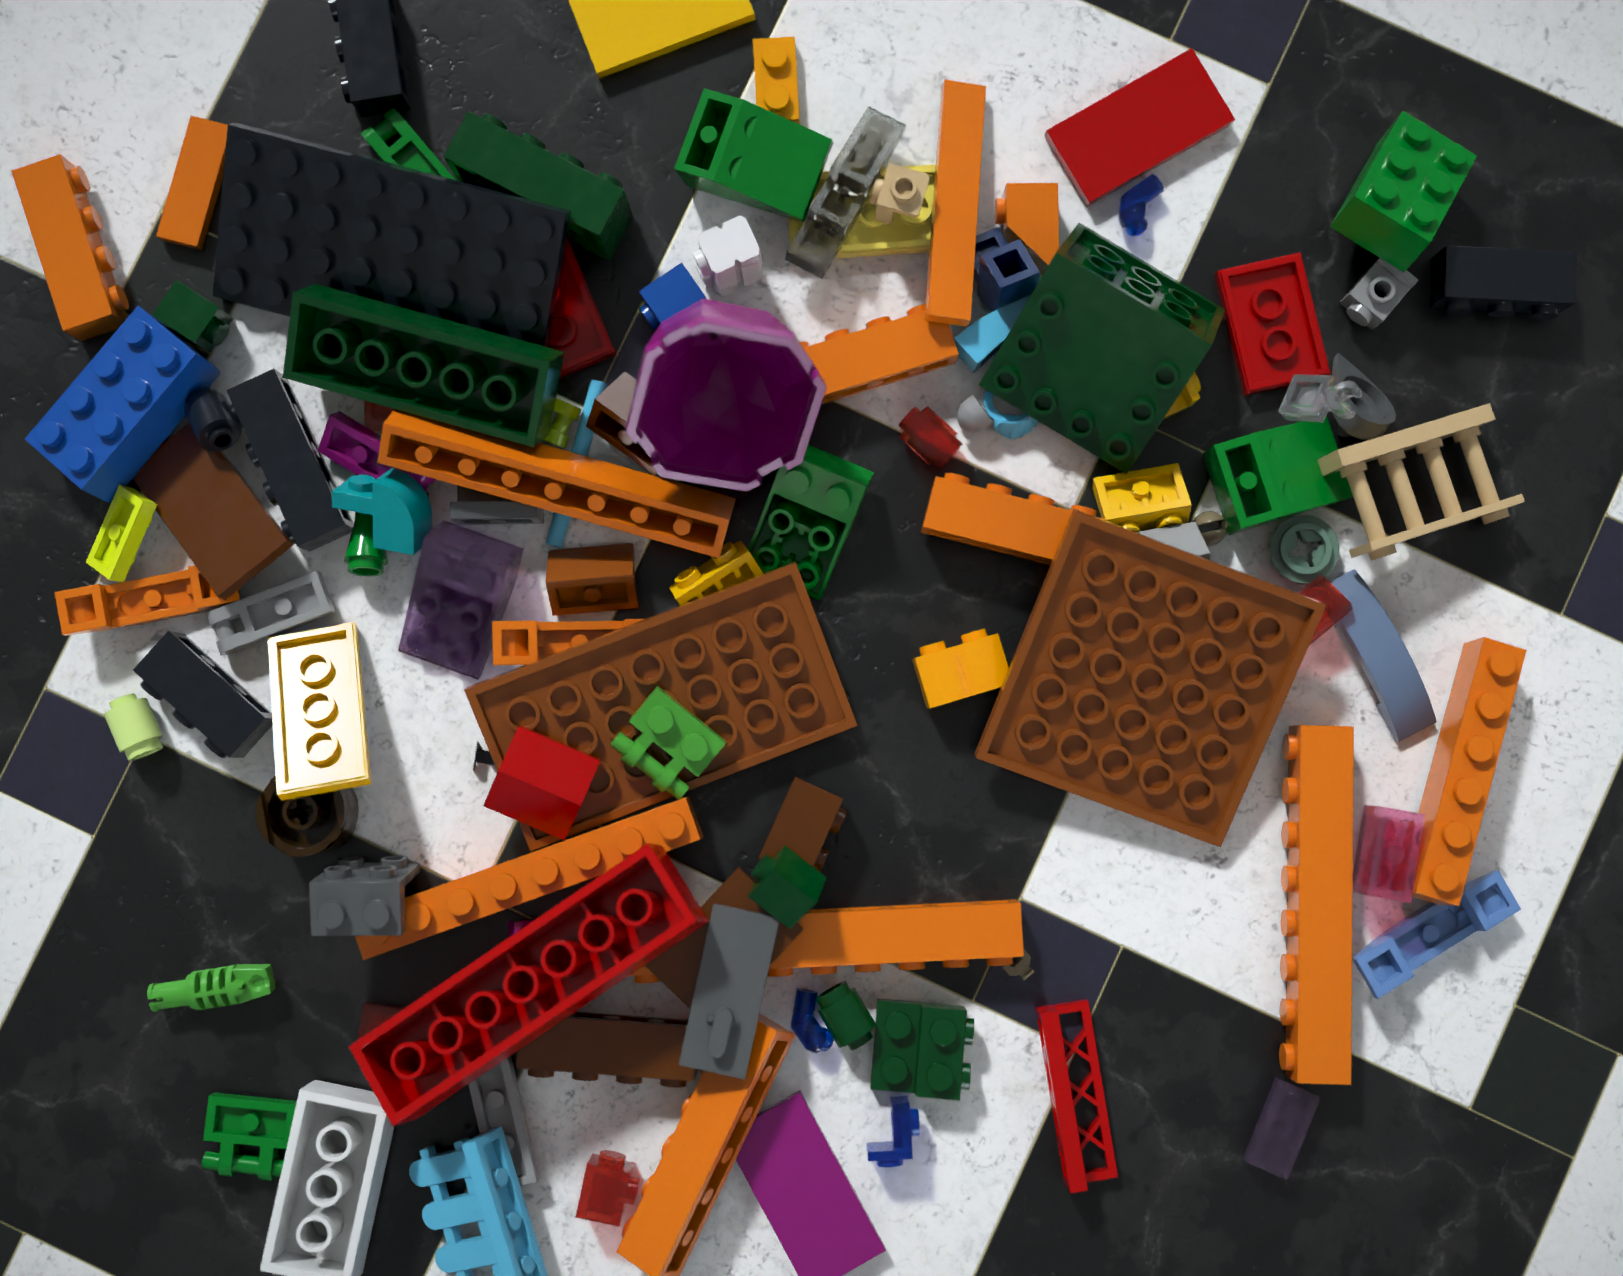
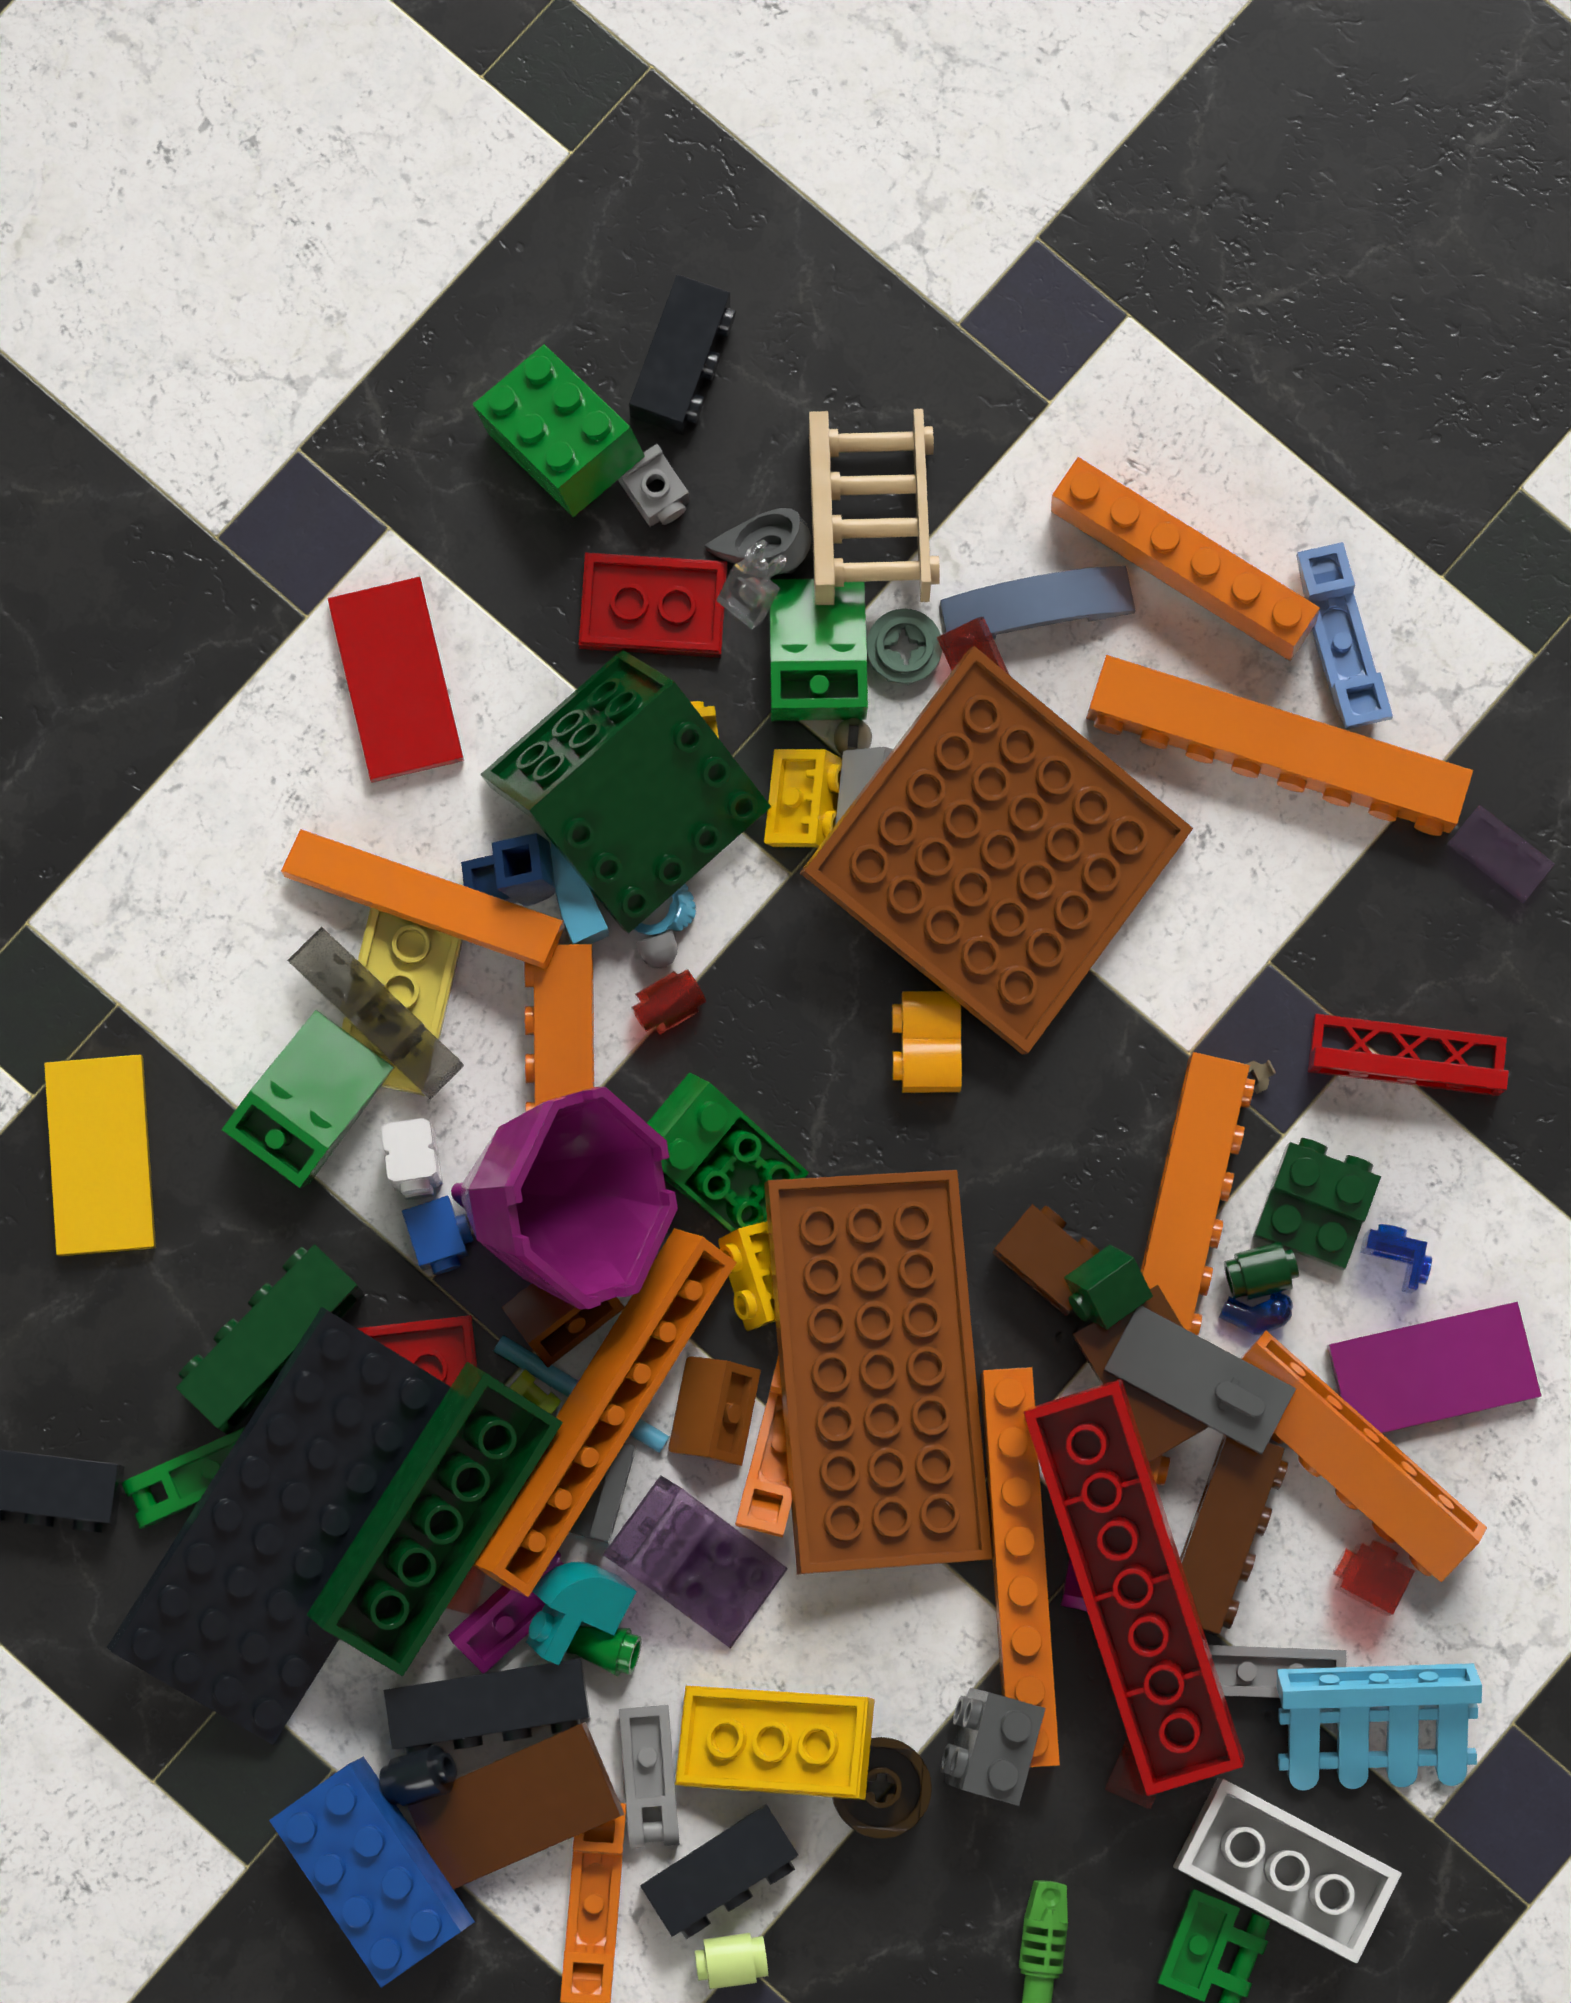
camera: 80 degrees left, 5 degrees down
(71, 247) = (170, 1888): orange brick -> none
(121, 533) = (513, 1916): neon yellow plate -> none
(193, 317) = (293, 1769): dark green brick -> none
(194, 184) = (136, 1730): orange tile -> none
(482, 757) = (875, 1584): black piece -> none
(541, 782) = (924, 1521): red slope -> none
(677, 733) = (911, 1360): bright green plate -> none
(776, 76) = (221, 1052): light orange plate -> none
(899, 192) = (400, 955): tan bracket -> none
(996, 518) = (780, 956): orange brick -> none
(1031, 215) = (468, 825): orange slope -> none
(1133, 205) = (481, 711): clear blue arm -> none
(1387, 853) = (1247, 660): clear pink brick -> none

